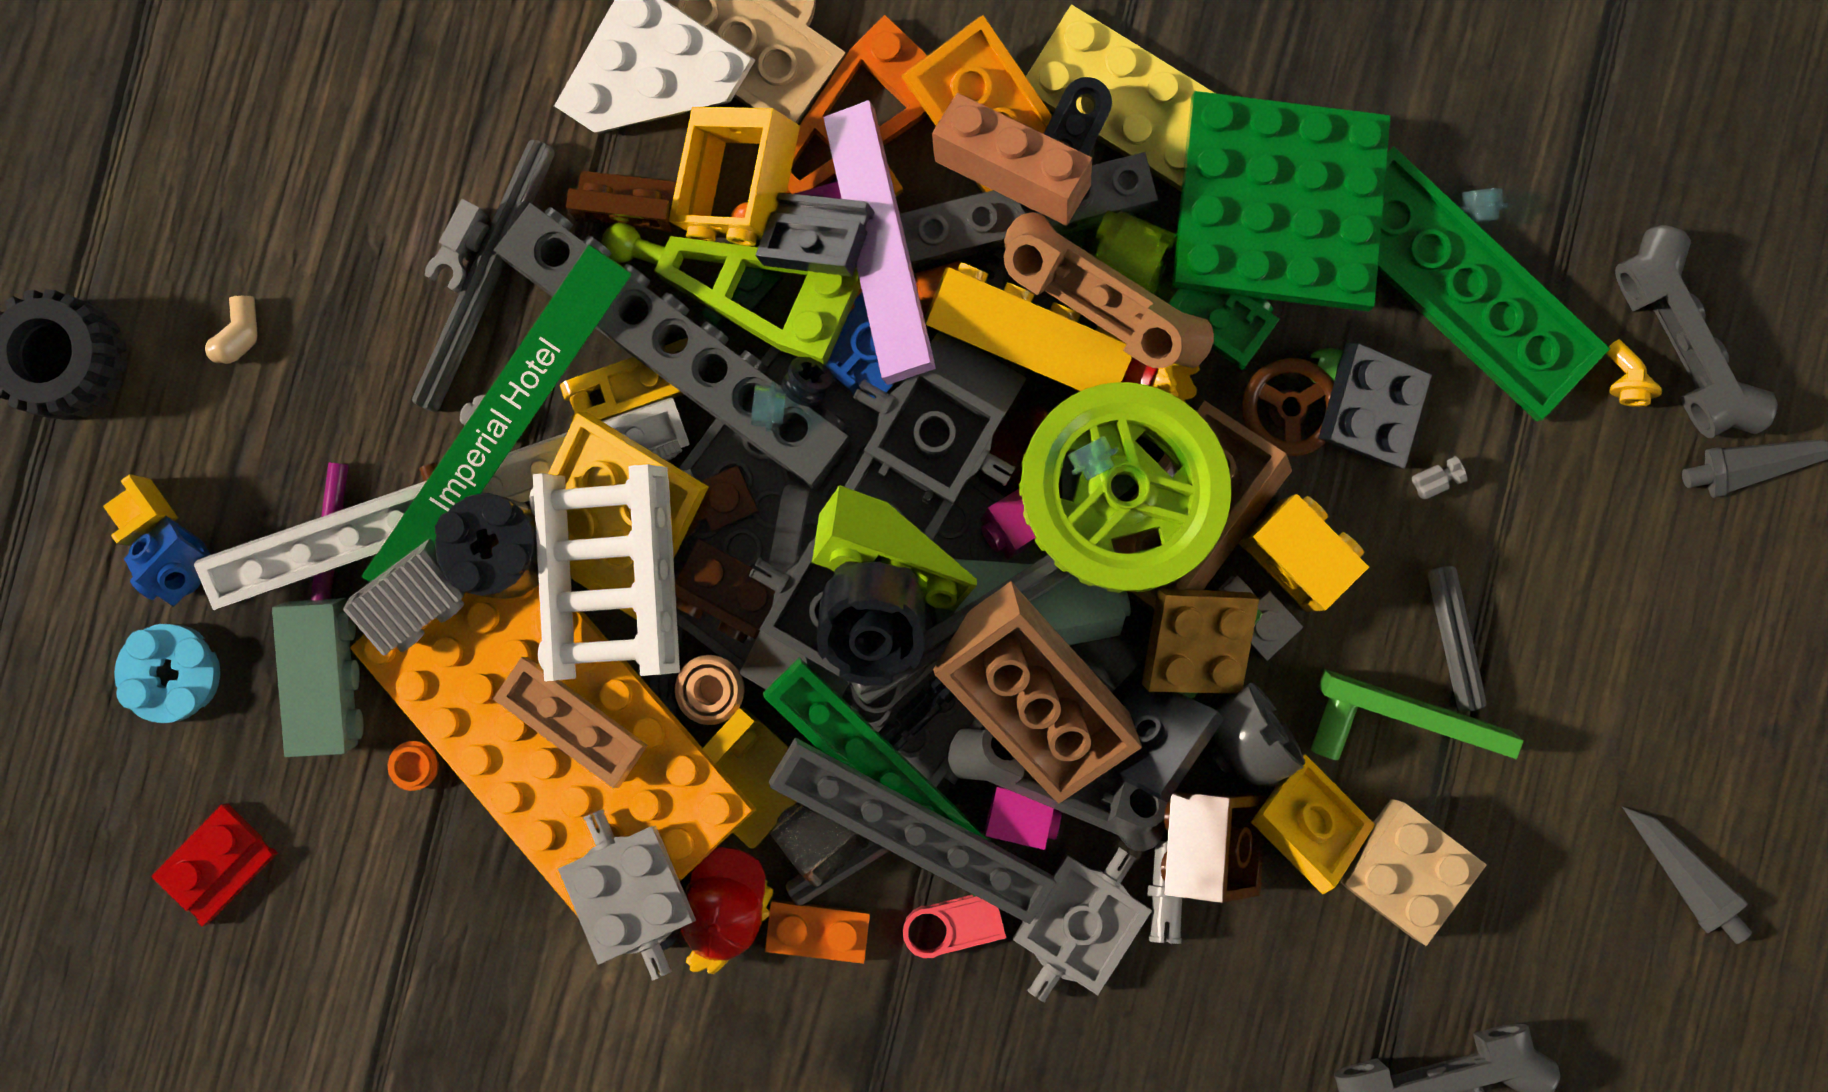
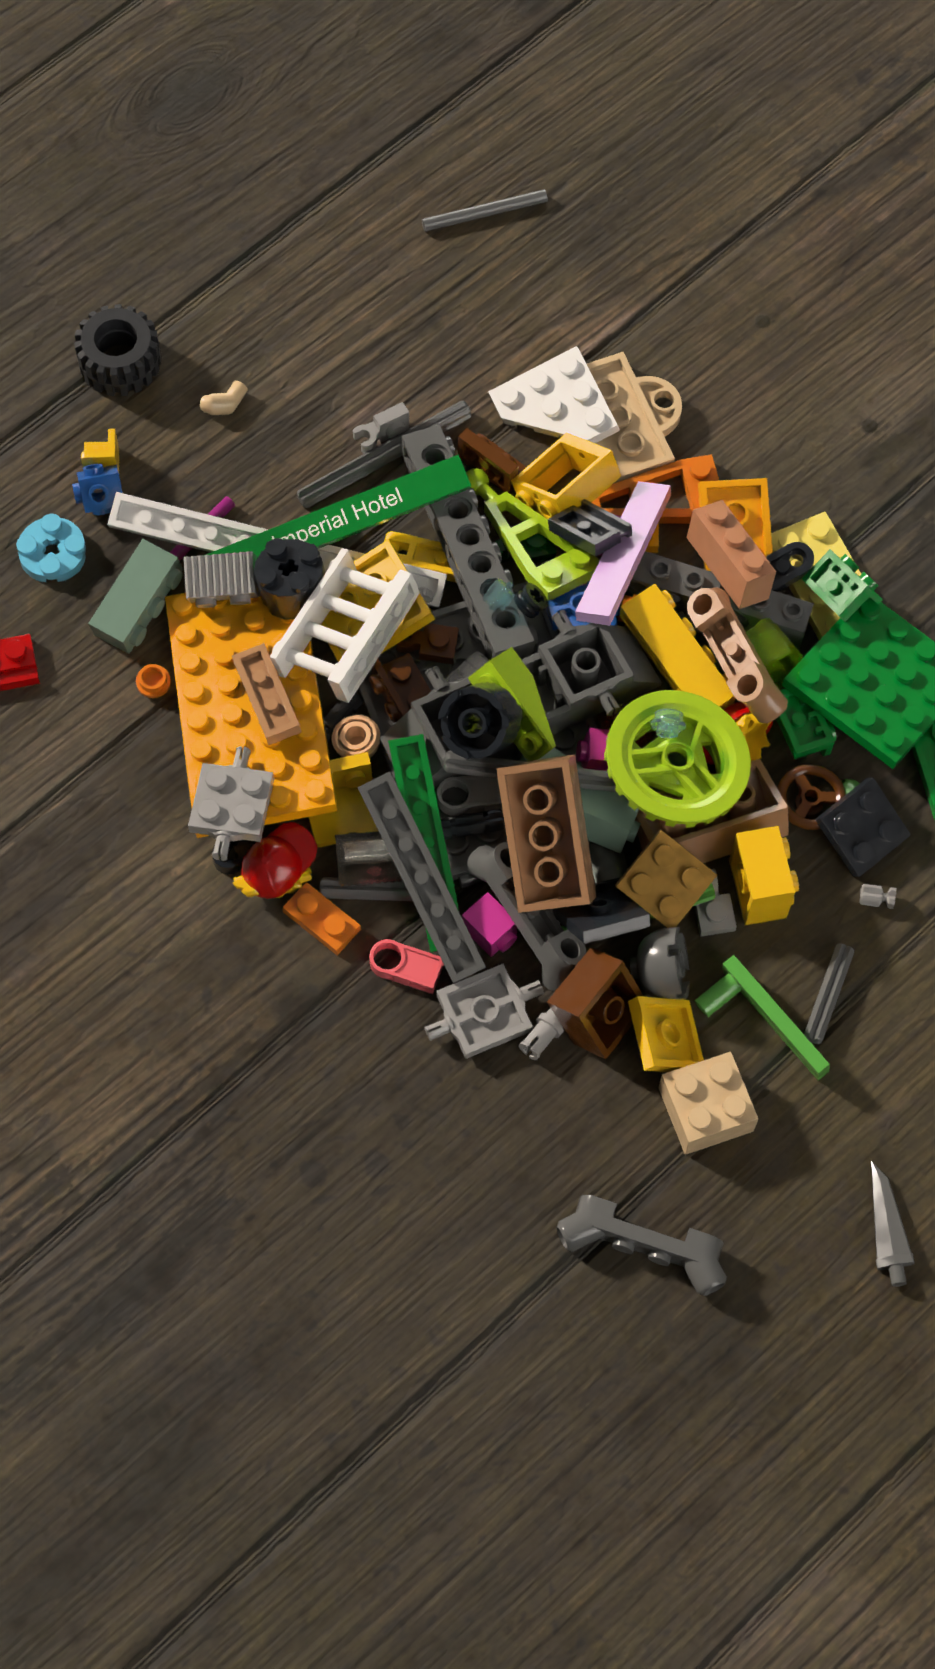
camera: 30 degrees right, 20 degrees down
(1165, 106) = (839, 585): none -> bracket

